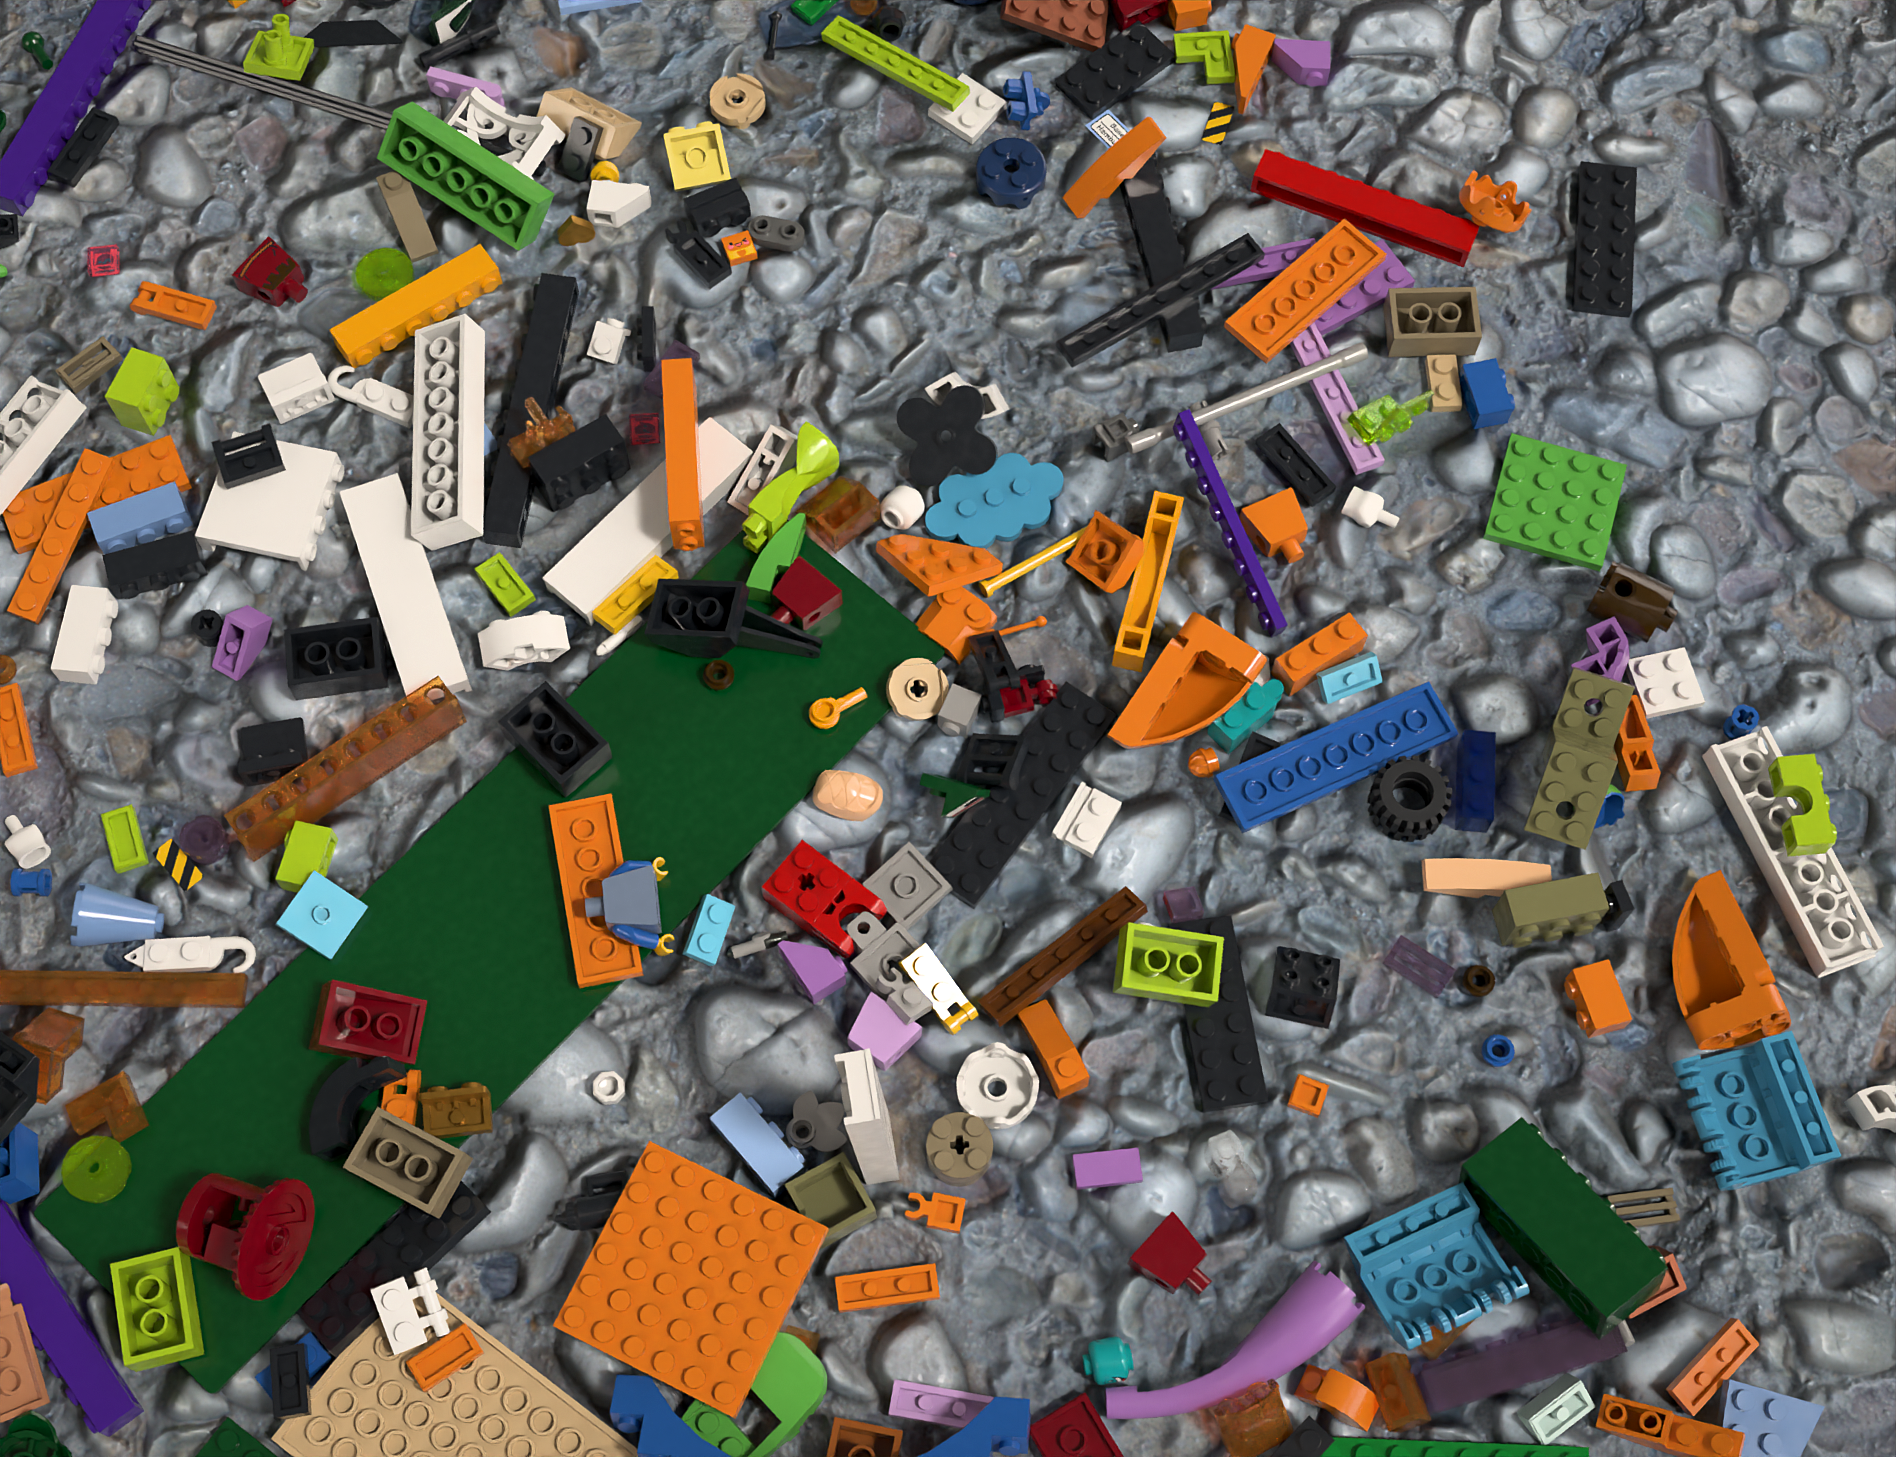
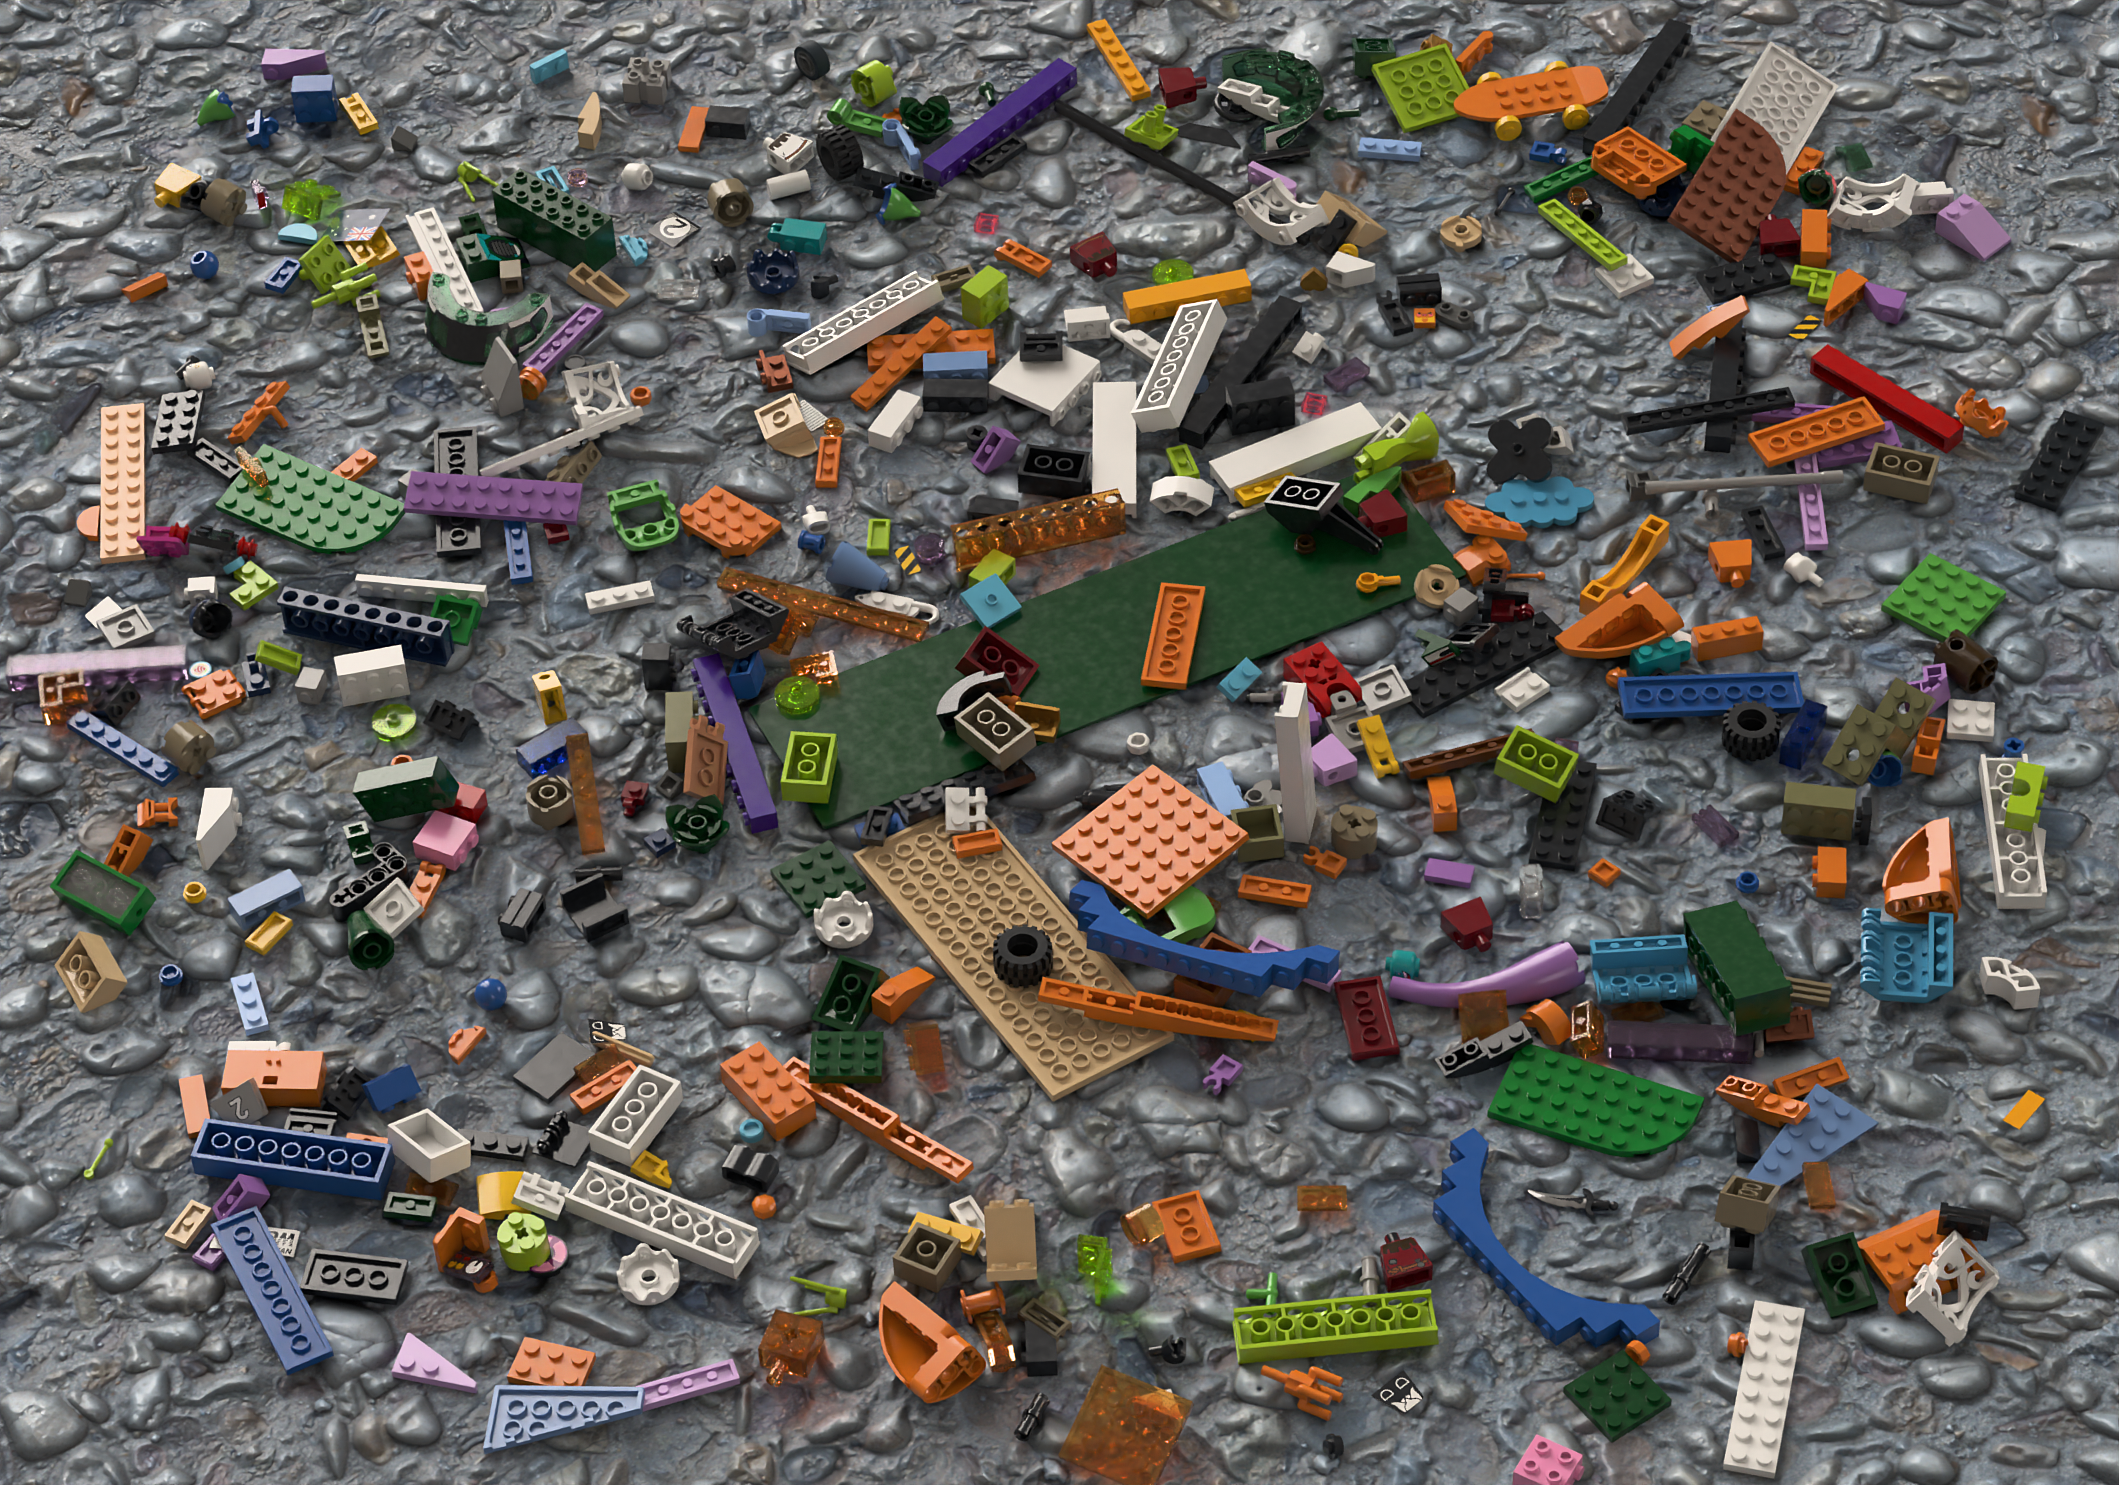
camera: 25 degrees right, 20 degrees down
(267, 1243) = (878, 733): dark red piece -> none
(407, 215) = (1201, 243): dark tan slope -> none
(465, 175) = (1250, 225): bright green brick -> none
(541, 434) = (1239, 375): clear orange piece -> none
(555, 739) = (1180, 547): black brick -> none
(632, 904) = (1194, 643): sand blue torso -> none
(647, 329) = (1339, 348): black plate -> none
(682, 454) = (1331, 410): orange brick -> none
(696, 156) = (1416, 255): light yellow plate -> none
(847, 795) = (1363, 632): light nougat piece -> none
(902, 507) = (1472, 487): white head -> none
(905, 1000) = (1352, 743): light grey plate -> none
(997, 1064) = (1399, 798): white plate -> none
(1007, 187) = (1637, 326): dark blue plate -> none
(1028, 100) = (1665, 278): blue hips -> none
(1029, 564) = (1558, 540): yellow bar -> none
(1106, 553) = (1603, 545): orange slope -> none
(1233, 532) = (1695, 554): dark purple plate -> none
(1349, 677) = (1742, 657): medium azure plate -> none
(1384, 417) = (1844, 517): clear neon green bracket -> none
(1444, 382) = (1895, 514): tan plate -> none
(1480, 876) = (1766, 781): light nougat slope -> none
(1480, 972) = (1752, 843): dark brown plate -> none
(1485, 393) = (1921, 525): blue brick -> none
(1556, 1409) = (1694, 1076): light aqua slope -> none

